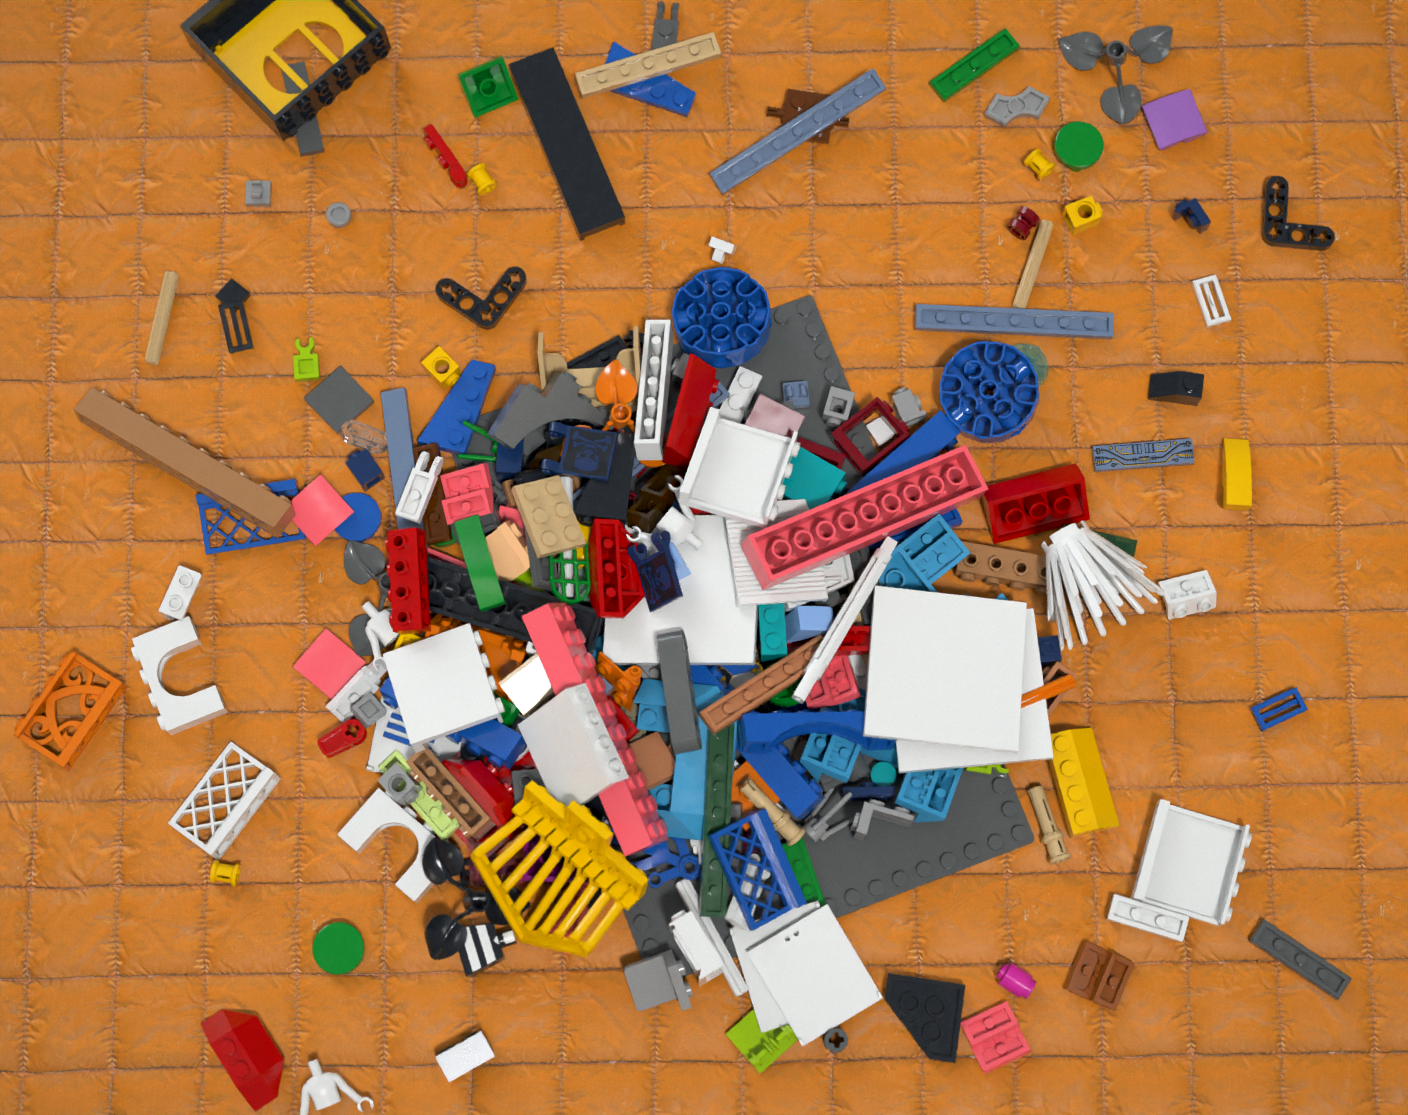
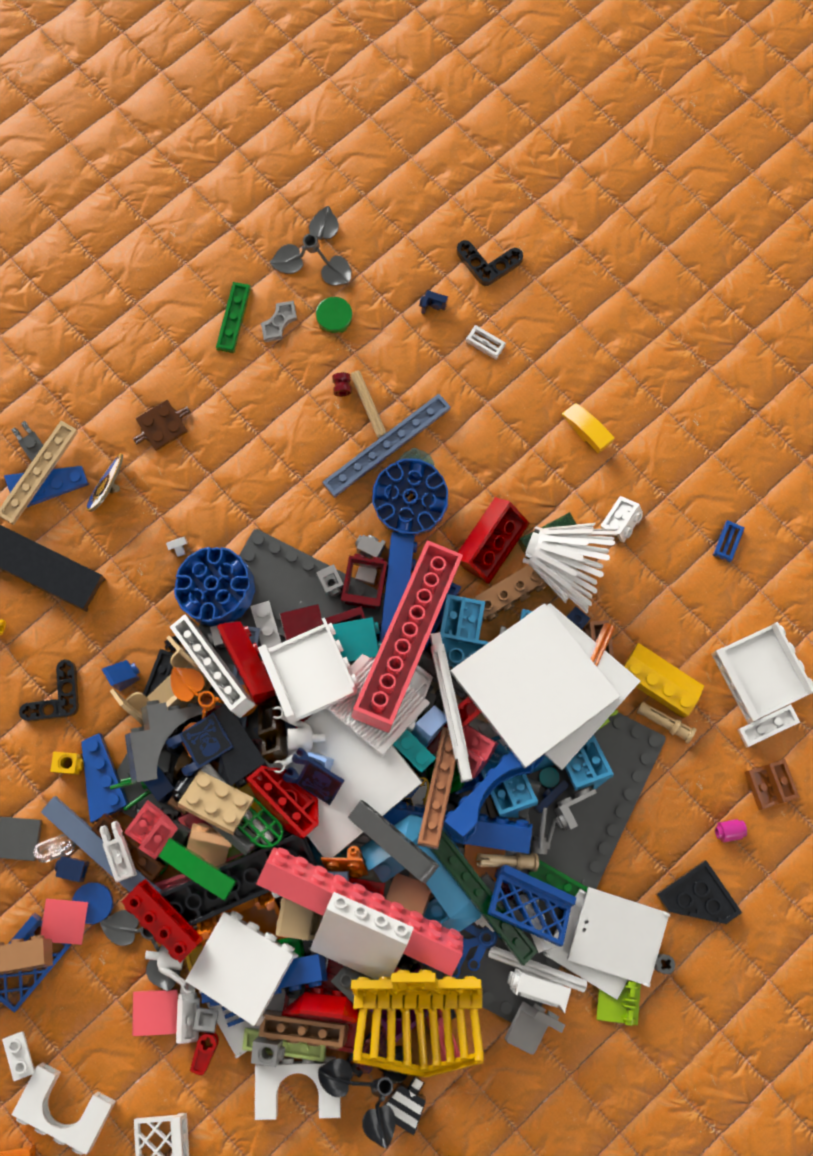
camera: 45 degrees left, 0 degrees up
(562, 328) = (122, 674): none -> blue slope
(702, 131) = (105, 485): none -> shield
(797, 393) = (298, 593): sand blue tile -> none
(798, 131) = (163, 438): sand blue tile -> none
(995, 1037) = (749, 875): coral slope -> none
(1039, 164) = (321, 343): yellow bush -> none
(1078, 224) = (367, 358): yellow brick -> none
(1143, 455) = (526, 460): sand blue tile -> none
(1175, 119) = (375, 256): medium lavender slope -> none
(1176, 387) = (511, 406): black slope -> none

